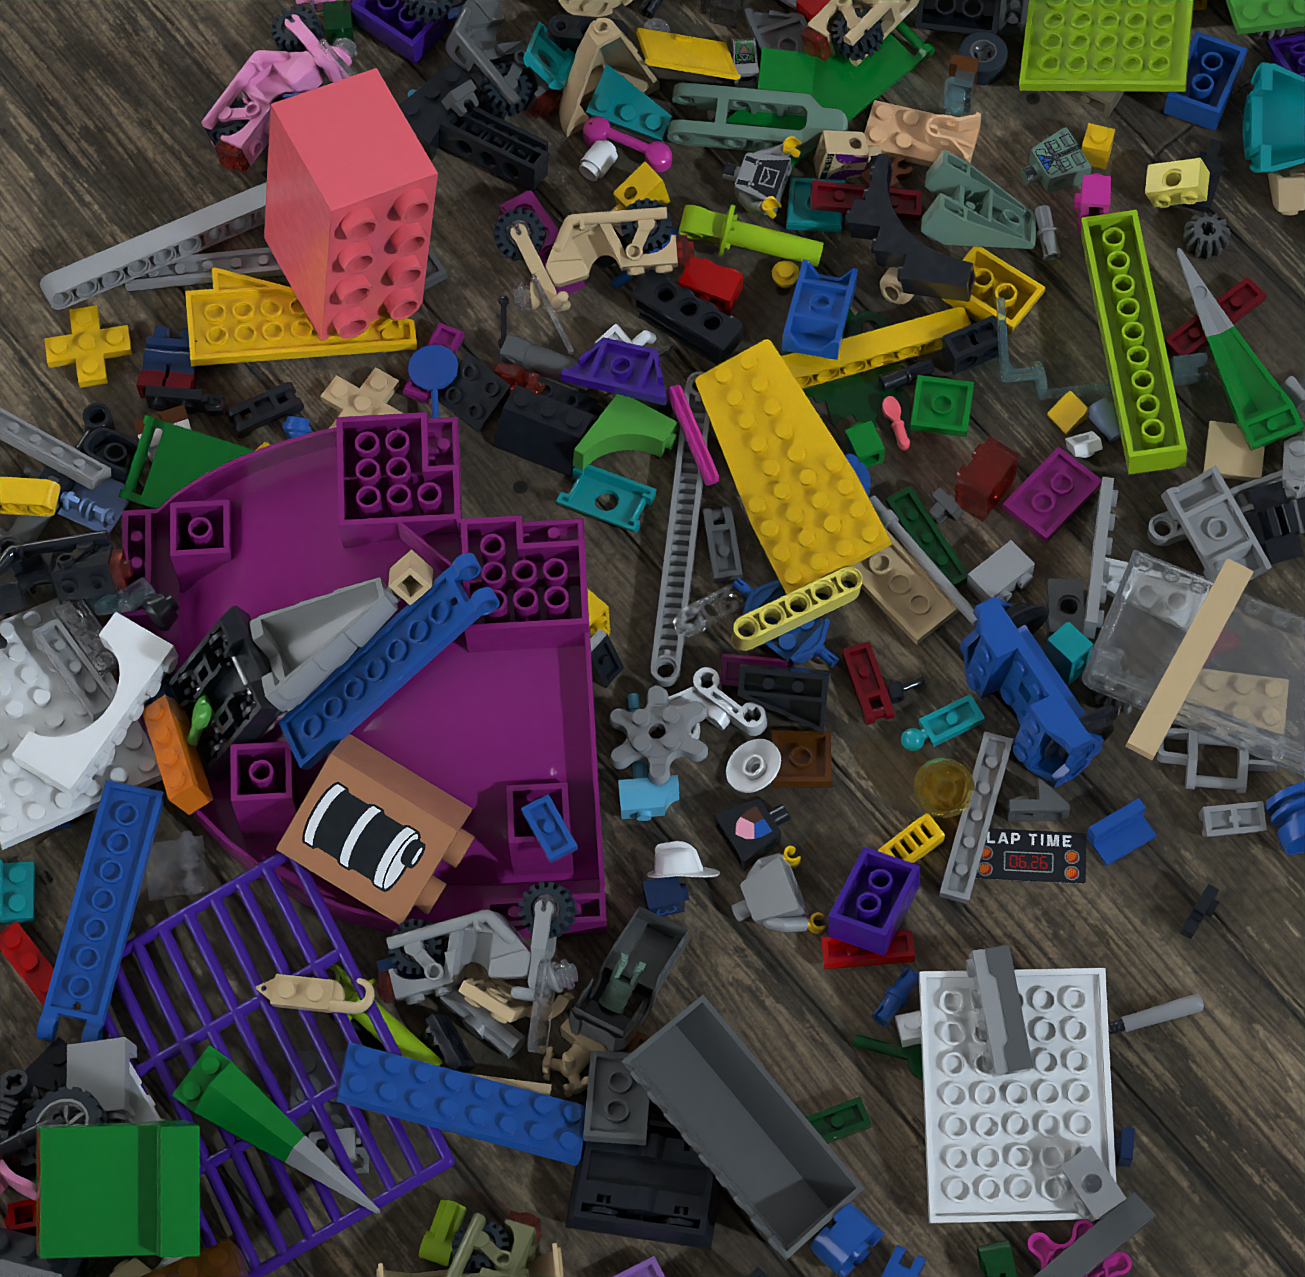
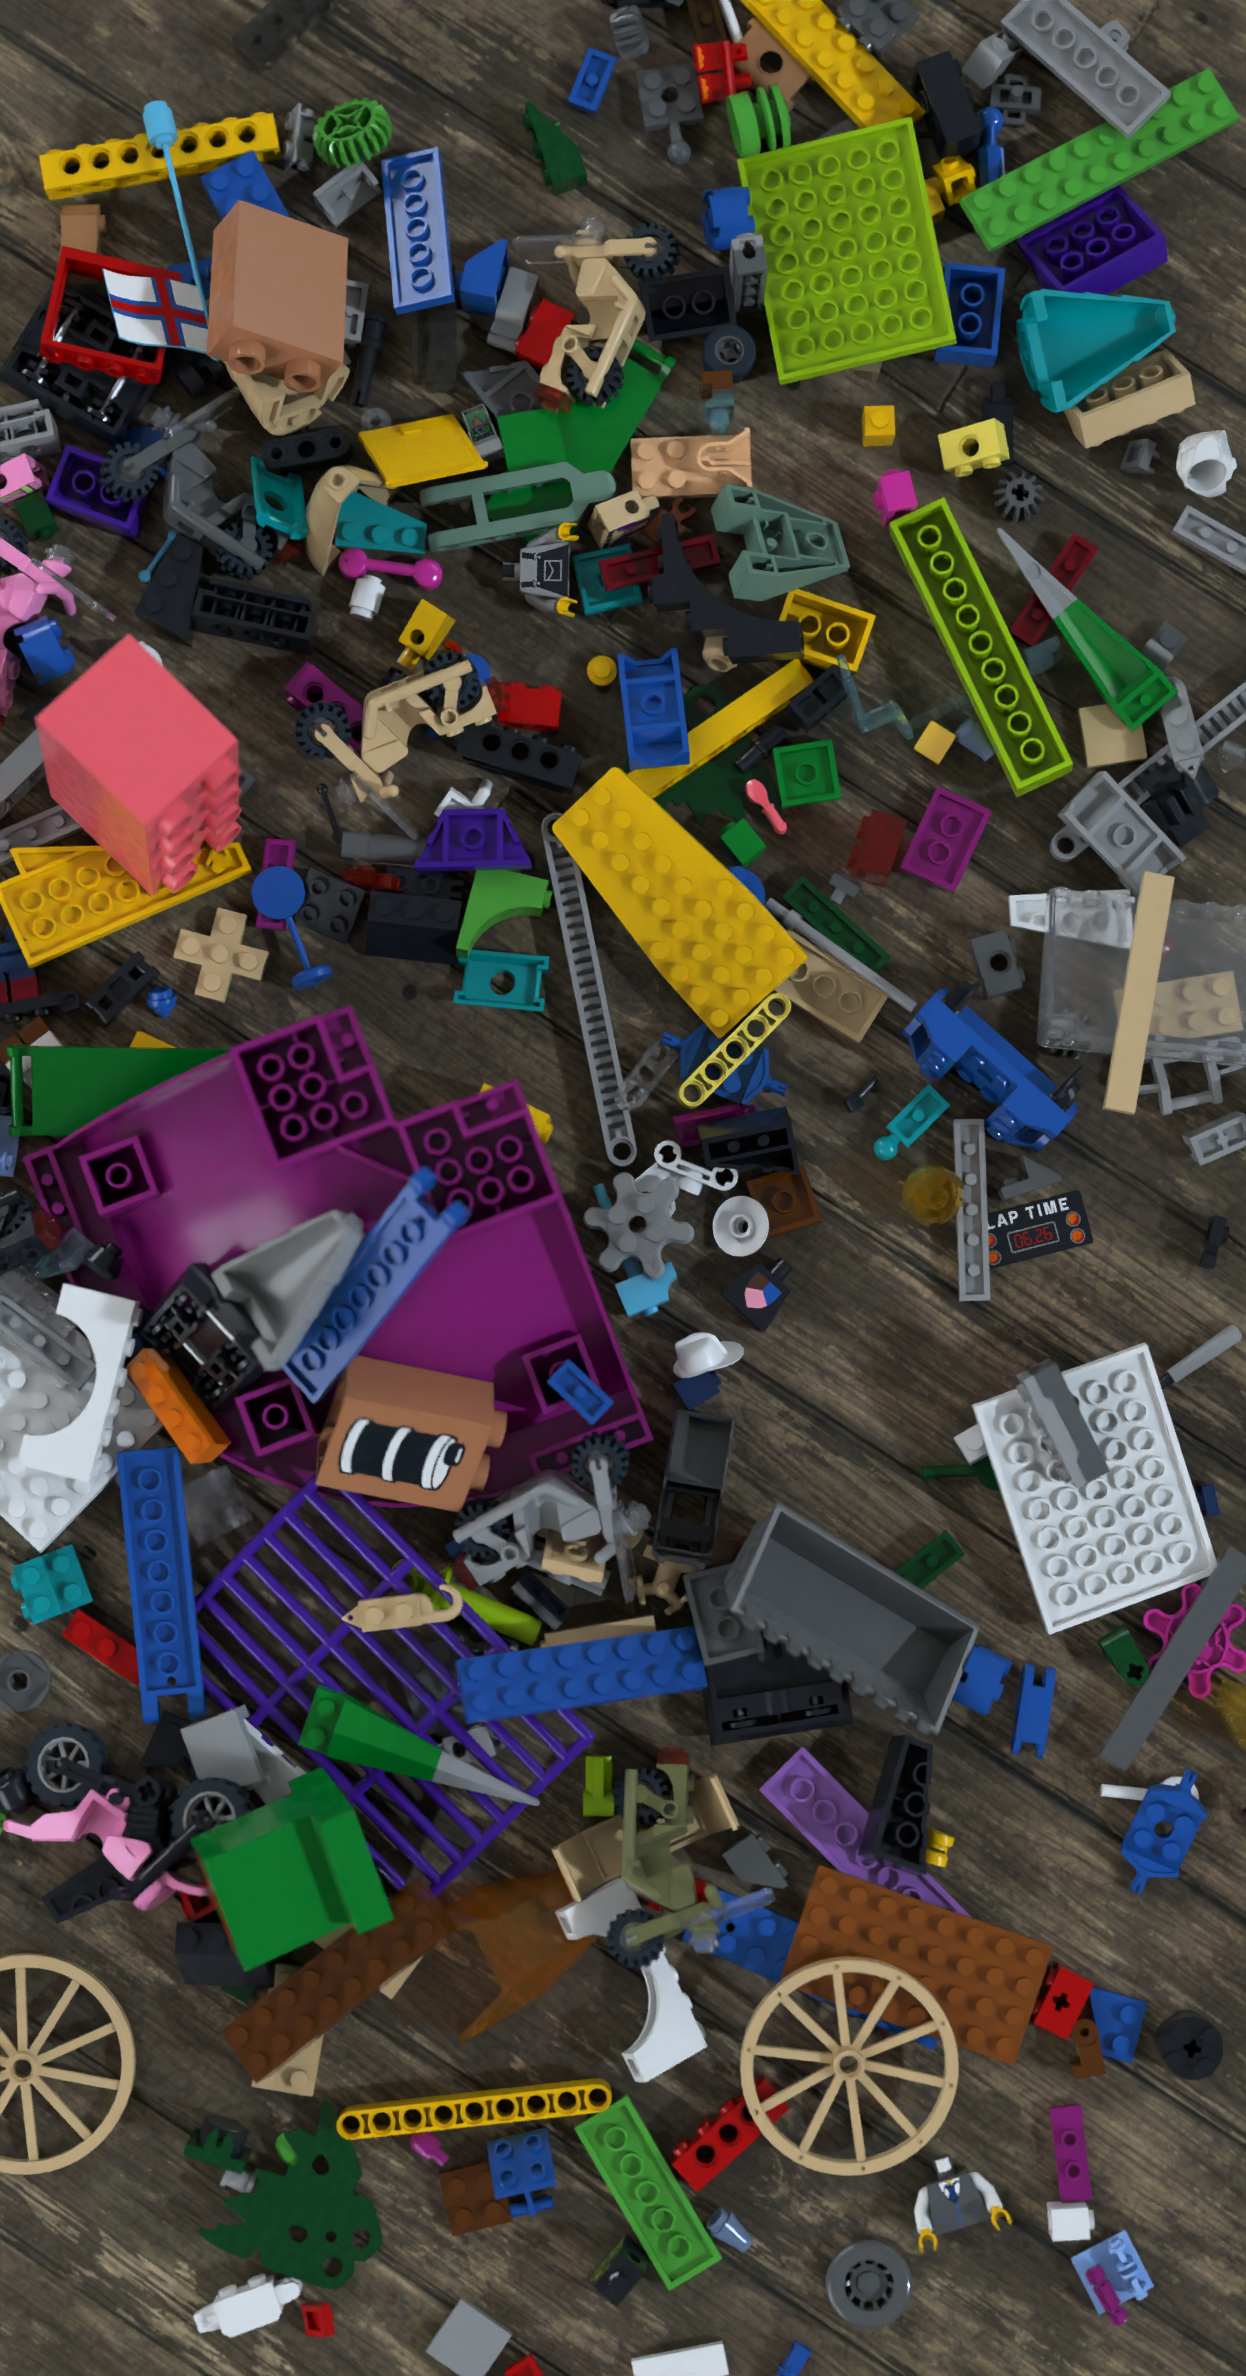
camera: 20 degrees left, 20 degrees up
(200, 719) = (190, 1367): bright green rock -> none
(410, 577) = (368, 1204): tan brick -> none
(463, 94) = (200, 578): dark grey tile -> none
(604, 658) = (561, 1161): black hinge -> none
(619, 988) = (687, 1498): sand green hinge -> none
(693, 435) = (568, 889): dark pink axle -> none
(722, 544) = (634, 996): dark grey plate -> none
(727, 231) = (533, 644): lime piece -> none
(775, 897) = (803, 1355): light grey torso -> none
(845, 955) = (908, 1379): red plate -> none
(867, 682) = (823, 1100): dark red plate -> none
(874, 901) = (902, 1334): dark purple brick -> none
(896, 997) = (949, 1418): blue pin -> none
(916, 828) = (933, 1237): yellow slope -> none
(1001, 573) = (920, 945): light grey brick -> none
(1047, 233) = (855, 542): light grey axle -> none
(1056, 163) = (842, 457): sand green torso -> none
(1068, 652) = (1013, 1015): teal panel -> none
(1084, 444) = (961, 774): white plate -> none
(1090, 1184) = (1189, 1554): light grey piece -> none
(1099, 567) = (1013, 890): light grey plate -> none
(1120, 832) = (1115, 1182): blue panel -> none

